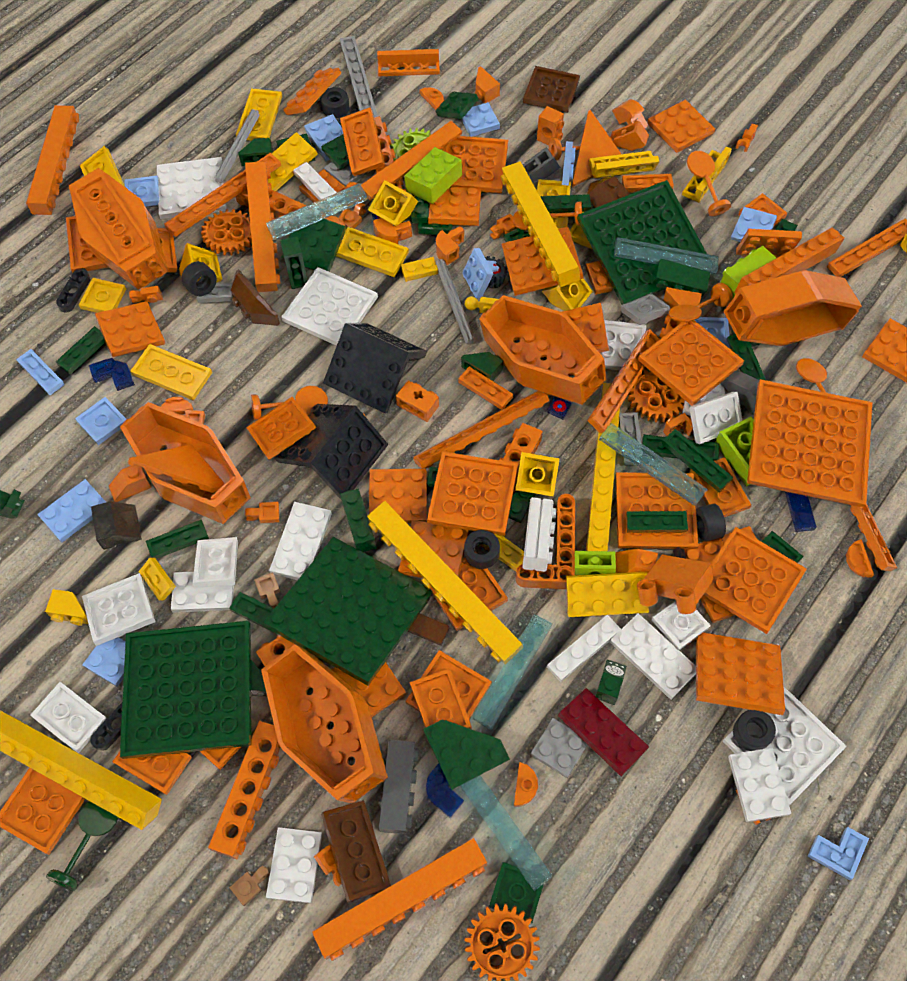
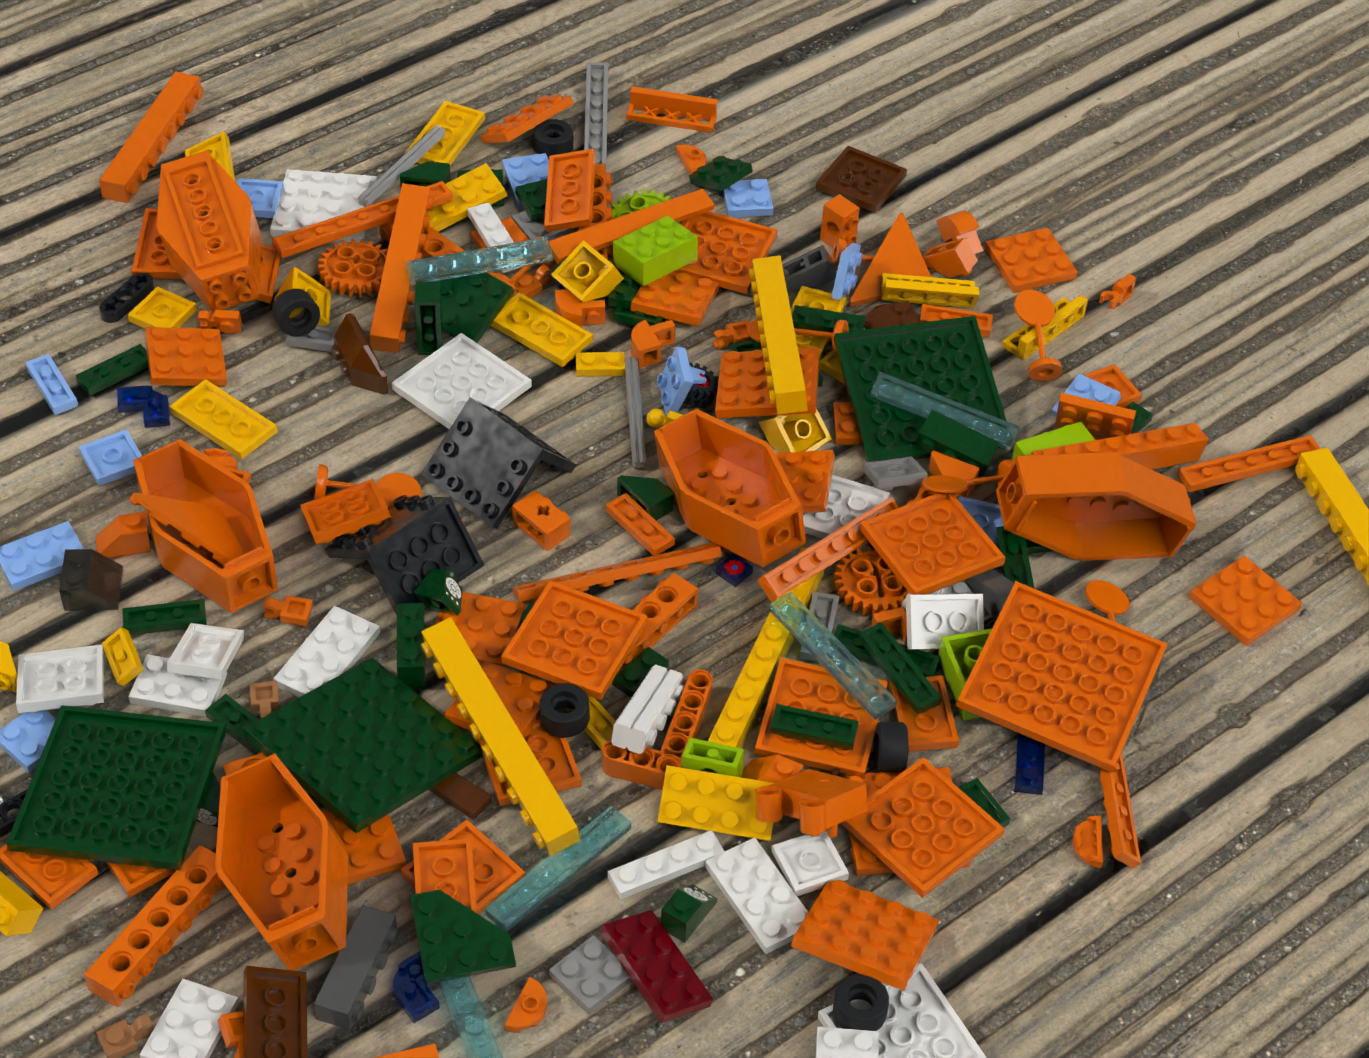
camera: 10 degrees right, 15 degrees down
(367, 475) = (440, 592): none -> dark green slope
(486, 86) = (769, 158): orange slope -> none
(537, 474) = (672, 637): yellow slope -> none

